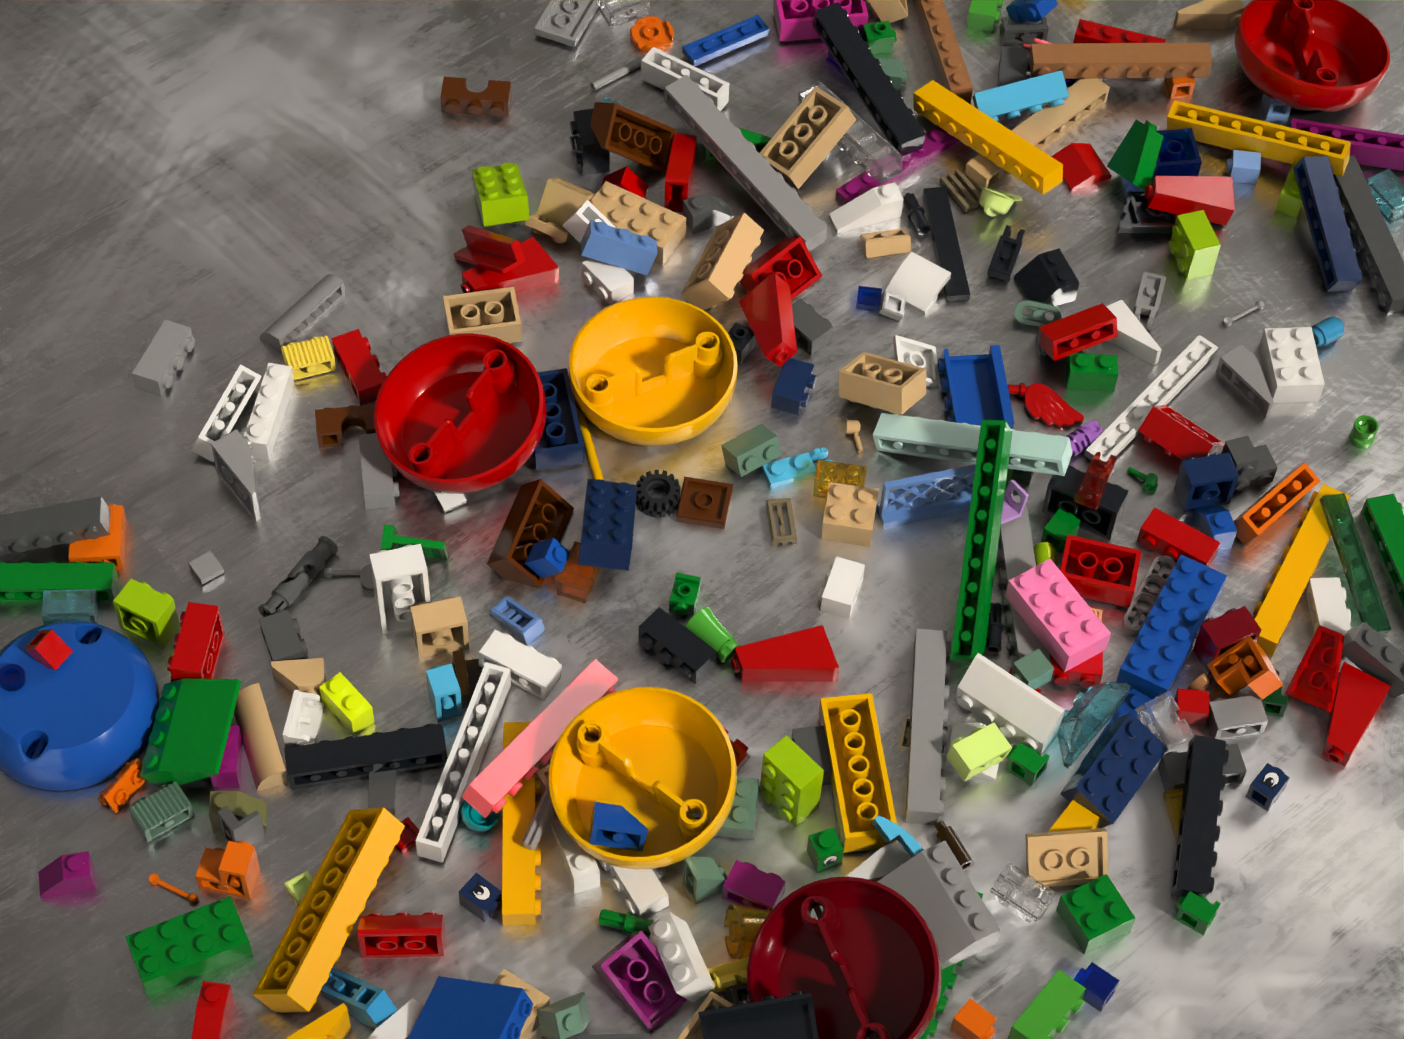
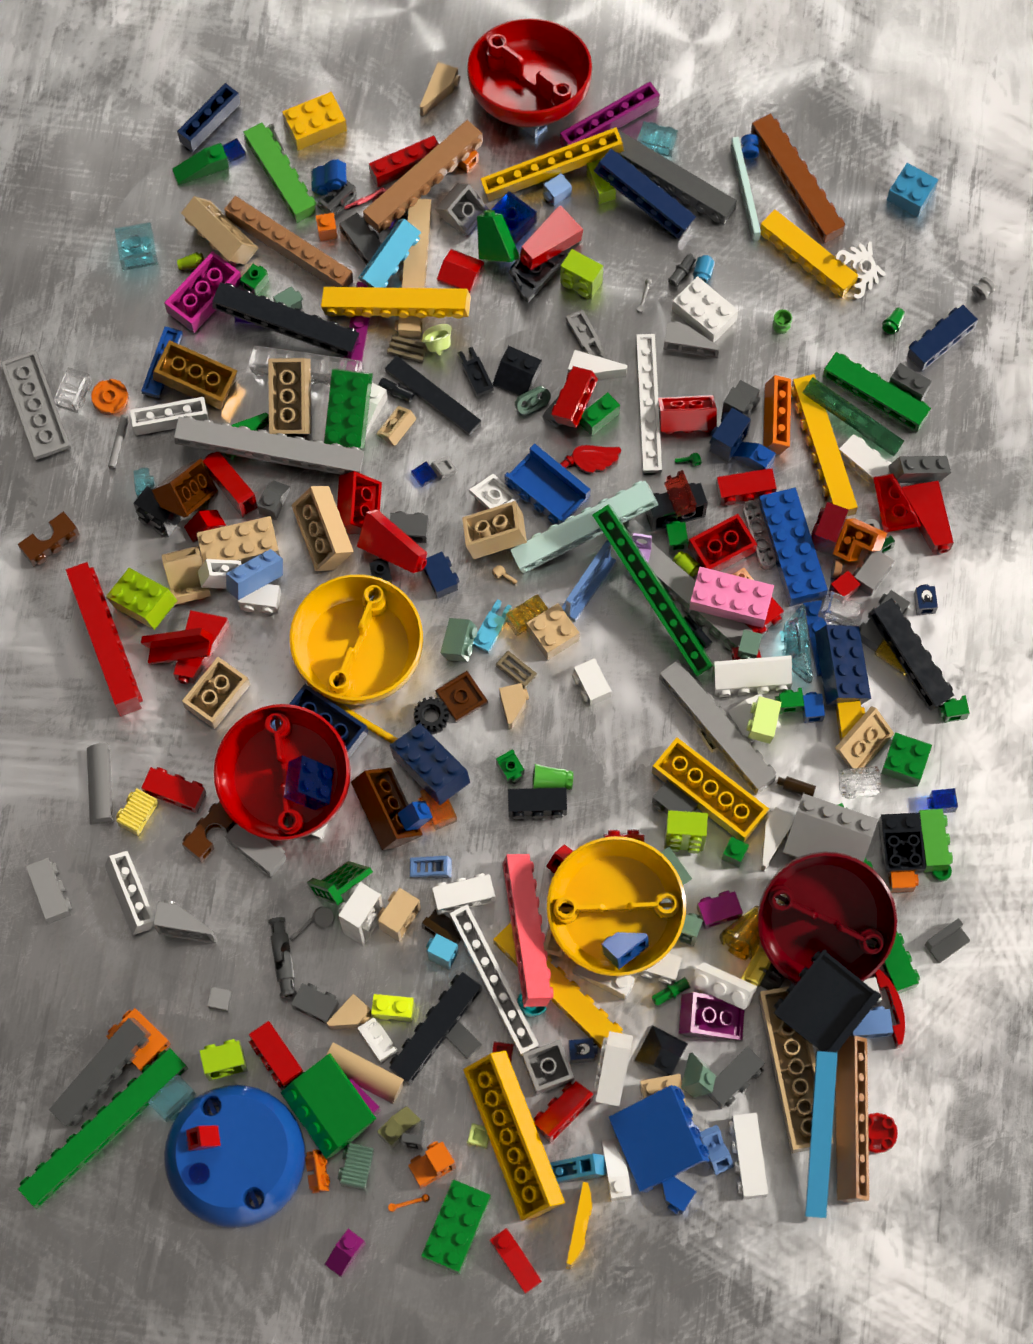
camera: 40 degrees left, 15 degrees up
(269, 410) = (151, 867): white brick -> none
(430, 880) = (548, 1067): none -> light grey brick
(432, 202) = (105, 638): none -> red brick
(474, 438) = (308, 782): none -> clear blue brick
(488, 930) = (612, 1068): none -> white brick
(538, 821) = (572, 975): light grey axle -> none
(558, 969) = (661, 1052): none -> black slope
(741, 63) = (194, 374): none -> pearl gold brick
(746, 544) = (513, 702): none -> tan slope
(788, 658) = (607, 751): red slope -> none
(851, 184) = (348, 408): none -> green brick
(890, 830) = (770, 813): medium azure slope -> none
(918, 282) = (443, 438): white slope -> none
(988, 43) = (326, 227): none -> orange brick
(1009, 983) = (902, 842): none -> black slope
(1044, 787) = (813, 707): none -> blue brick
(1084, 437) = (632, 467): medium lavender hinge -> none
(1125, 110) = (461, 208): none -> light grey slope
(1302, 318) = (682, 270): none -> dark grey axle

